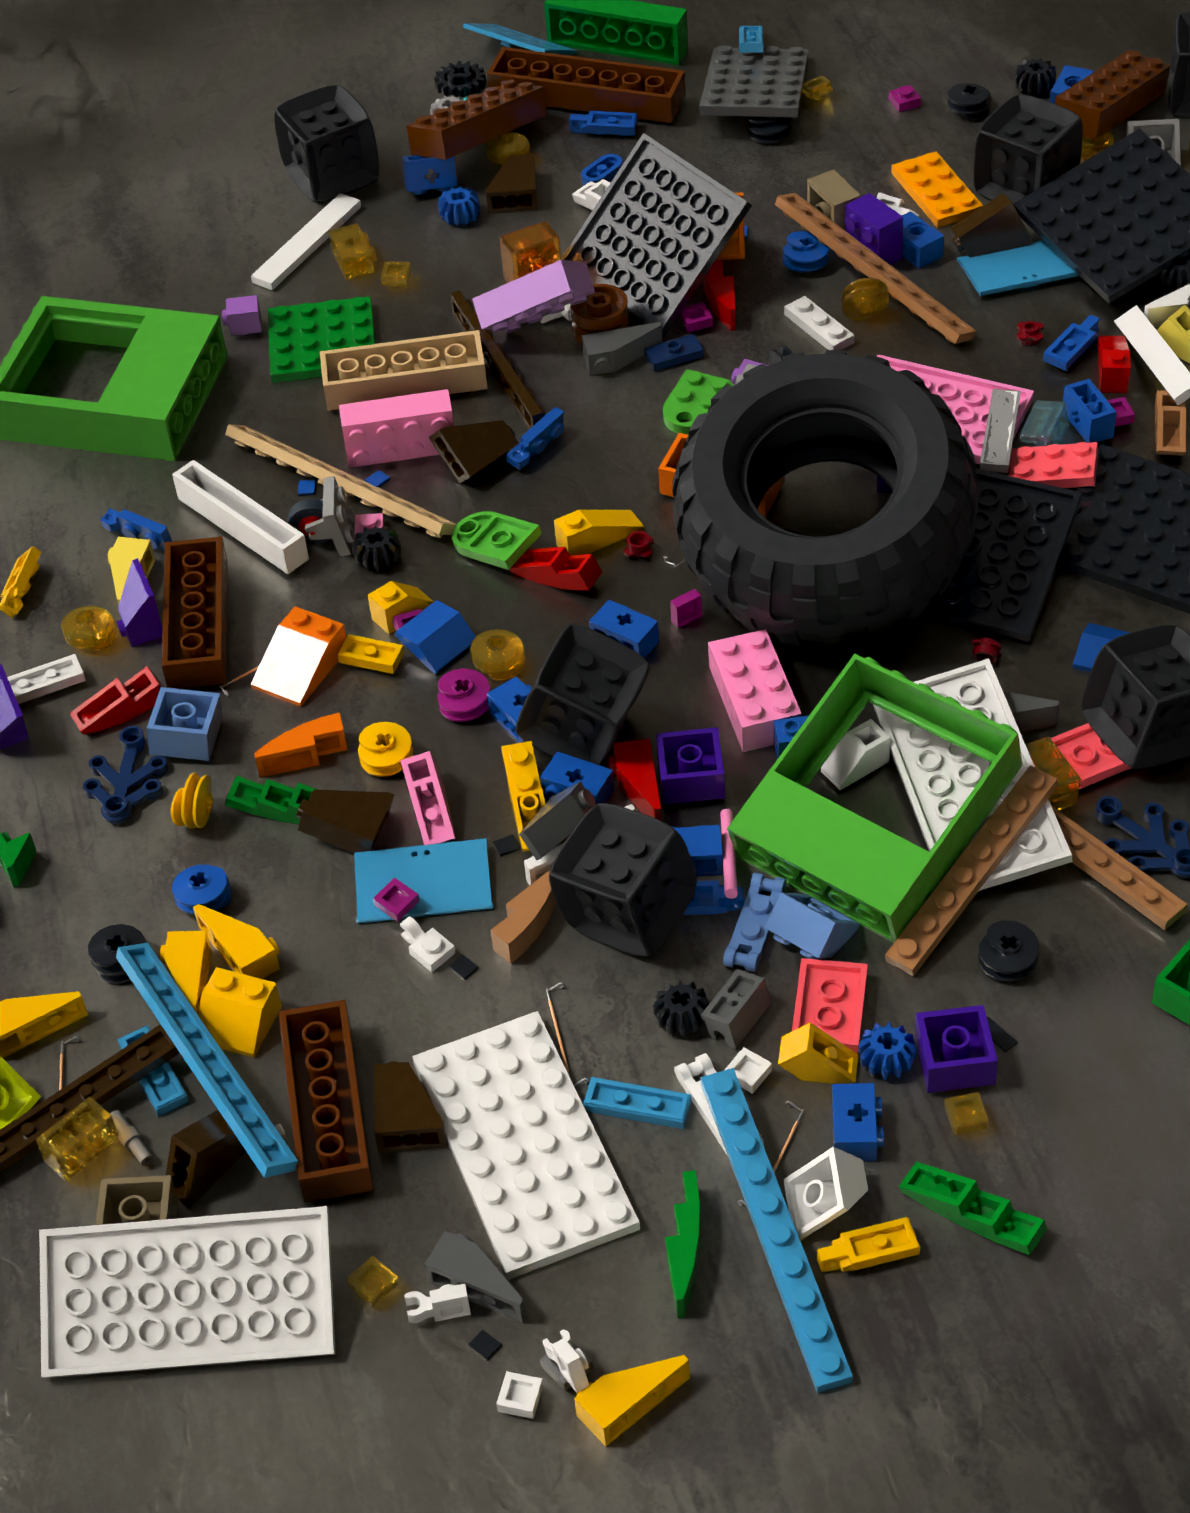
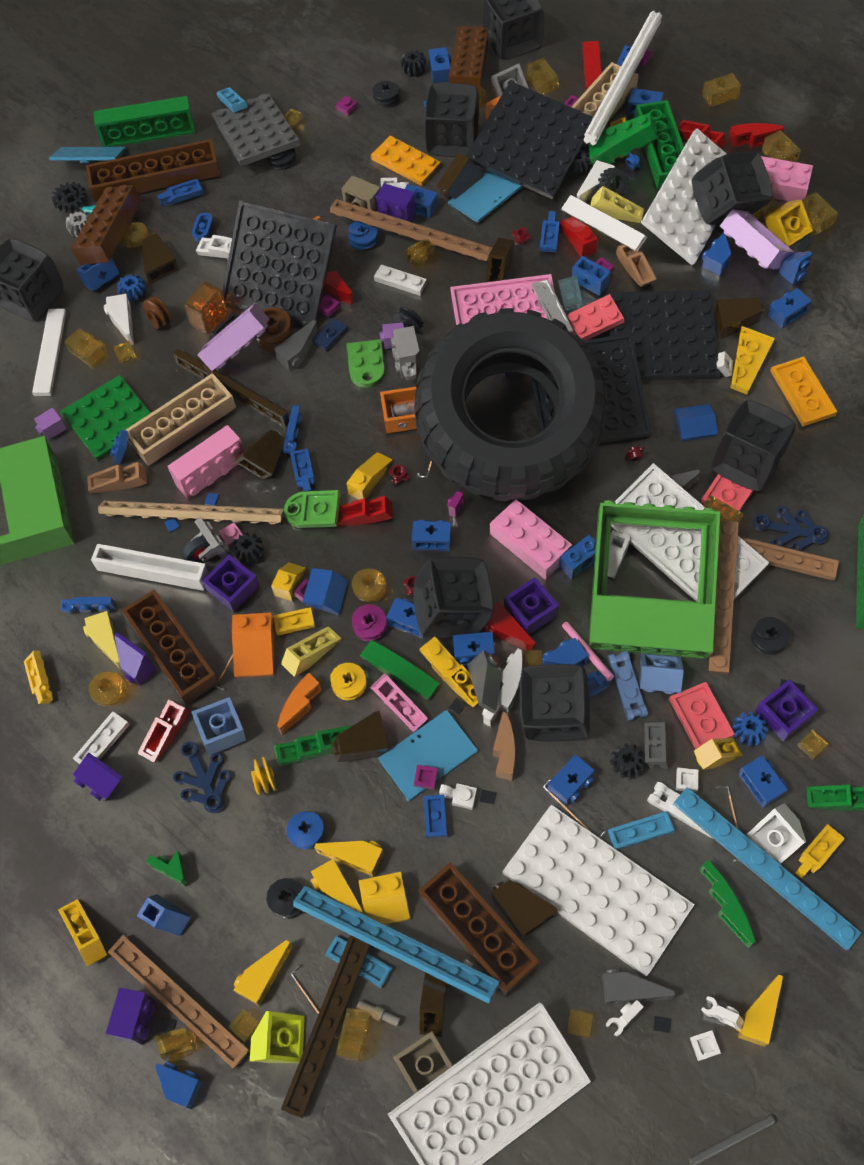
camera: 30 degrees left, 15 degrees up
(279, 408) = (117, 478): none -> medium nougat slope
(303, 373) = (119, 447): none -> blue plate
(323, 575) = (231, 583): none -> dark purple brick
(362, 693) = (309, 650): none -> light yellow slope
(375, 952) = (435, 816): none -> blue plate
(424, 227) = (120, 314): none -> white slope
(460, 765) = (399, 669): none -> green slope
(466, 239) = (156, 312): none -> reddish brown piece
(516, 488) = (302, 469): none -> blue hinge
(586, 994) = (574, 769): none -> blue brick
(972, 346) = (499, 260): none -> dark brown slope

